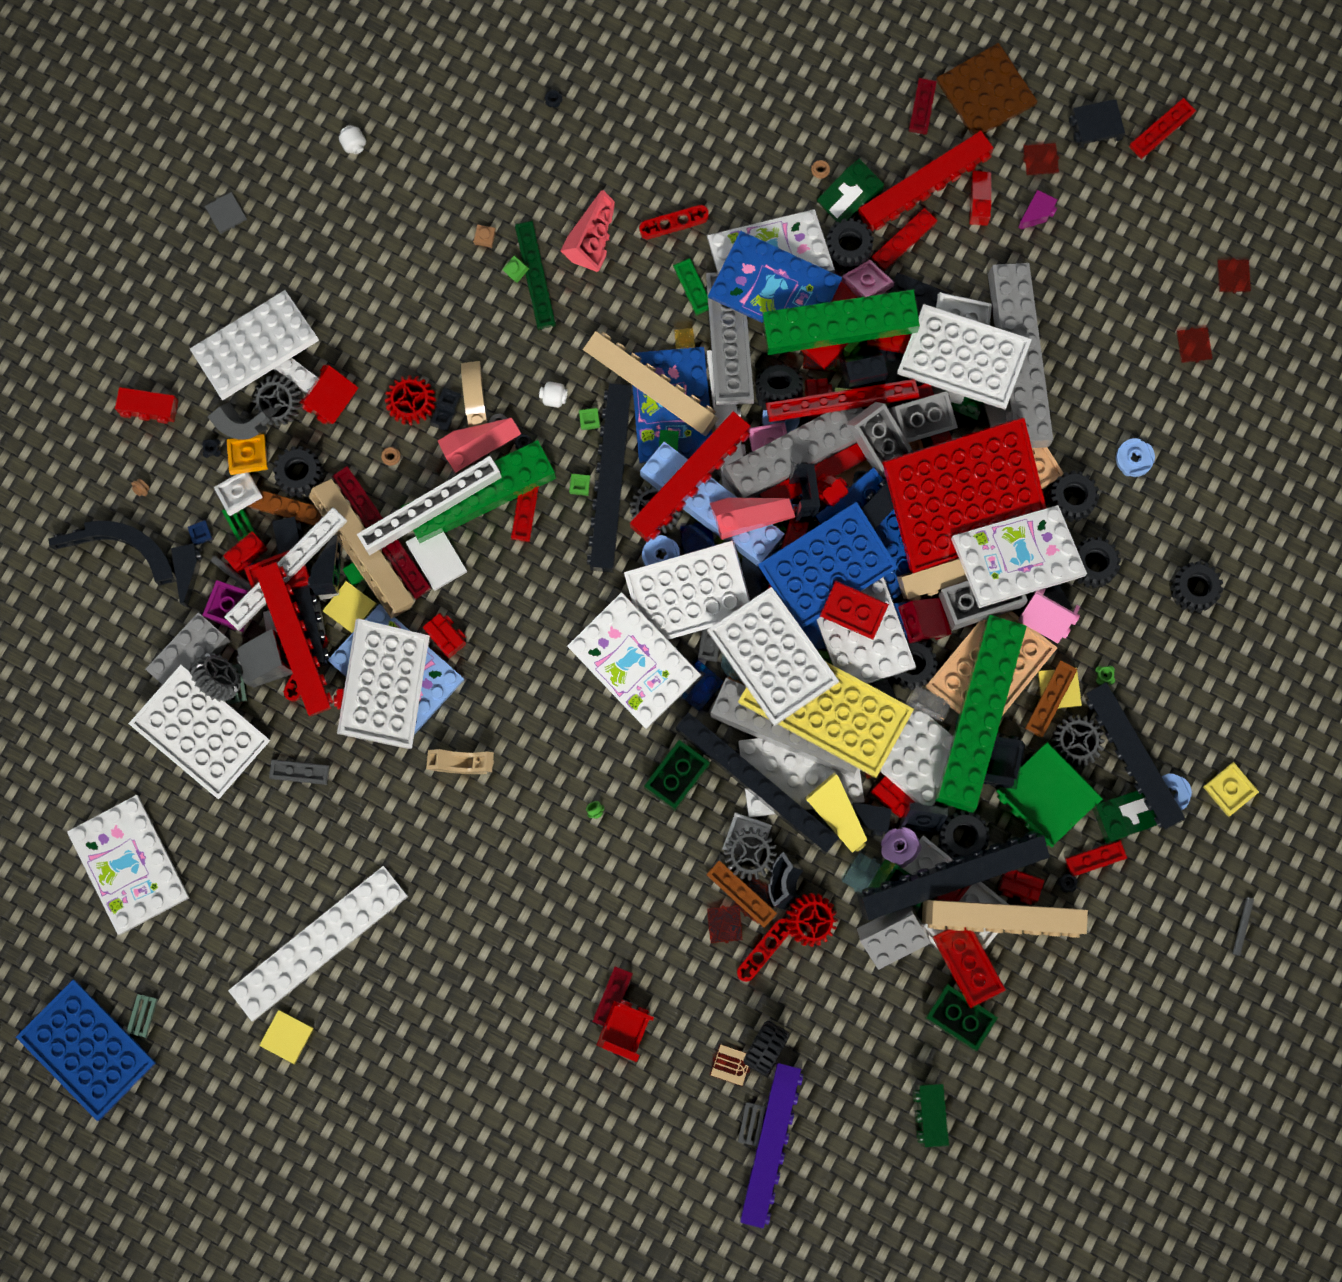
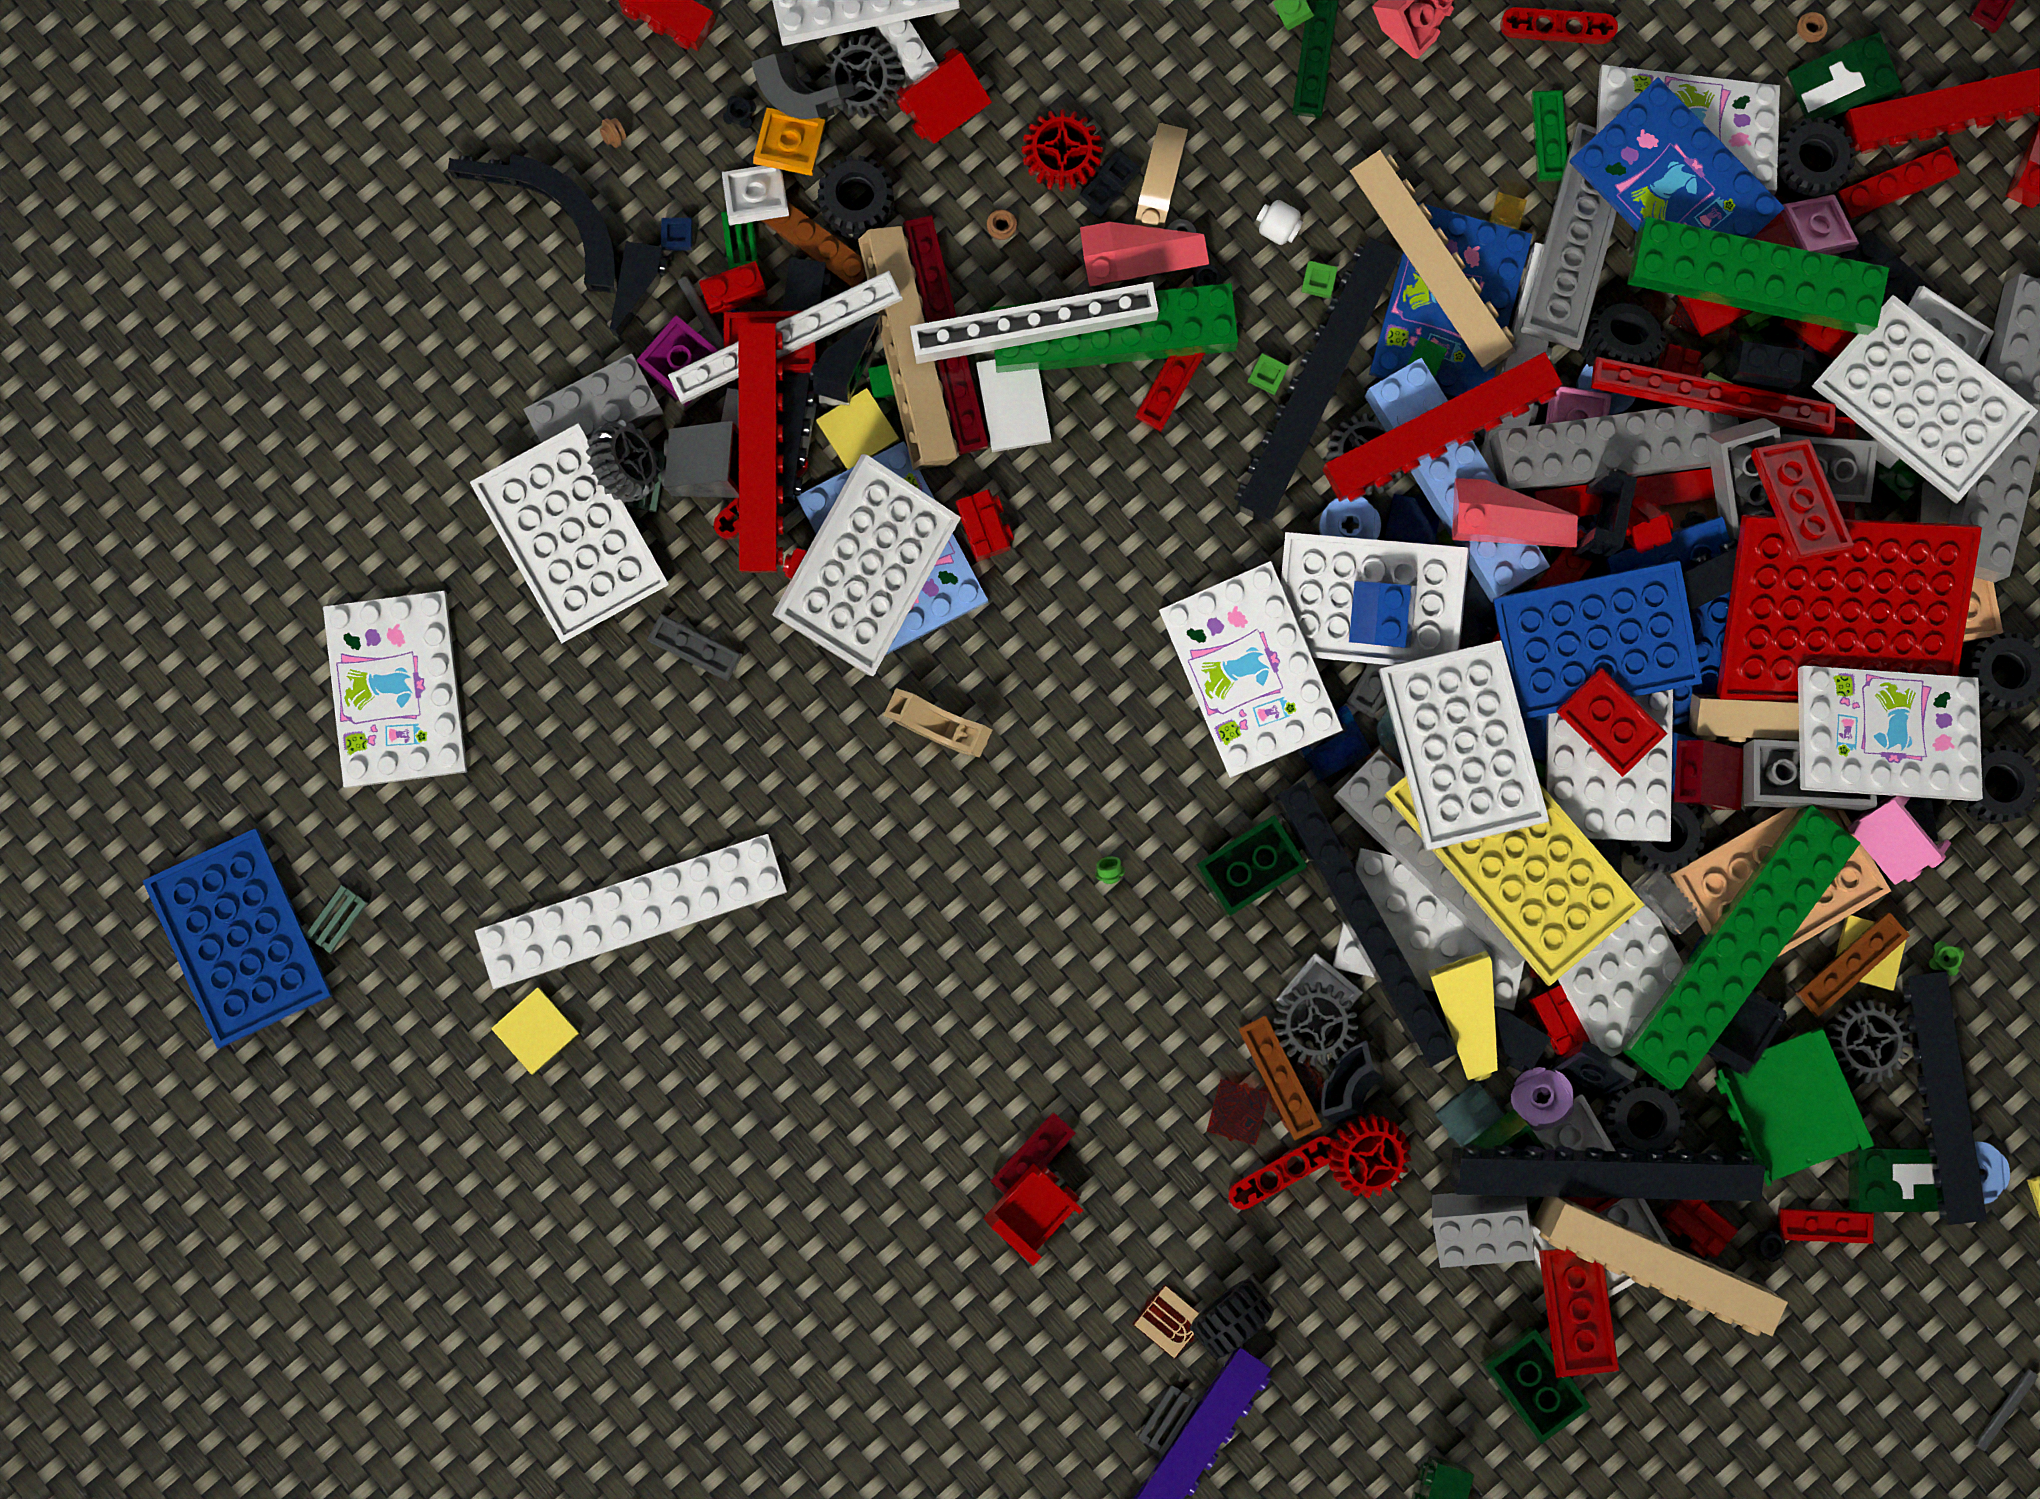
camera: 15 degrees right, 5 degrees up
(698, 598) = (1382, 614): none -> blue slope
(913, 440) = (1802, 500): none -> red tile

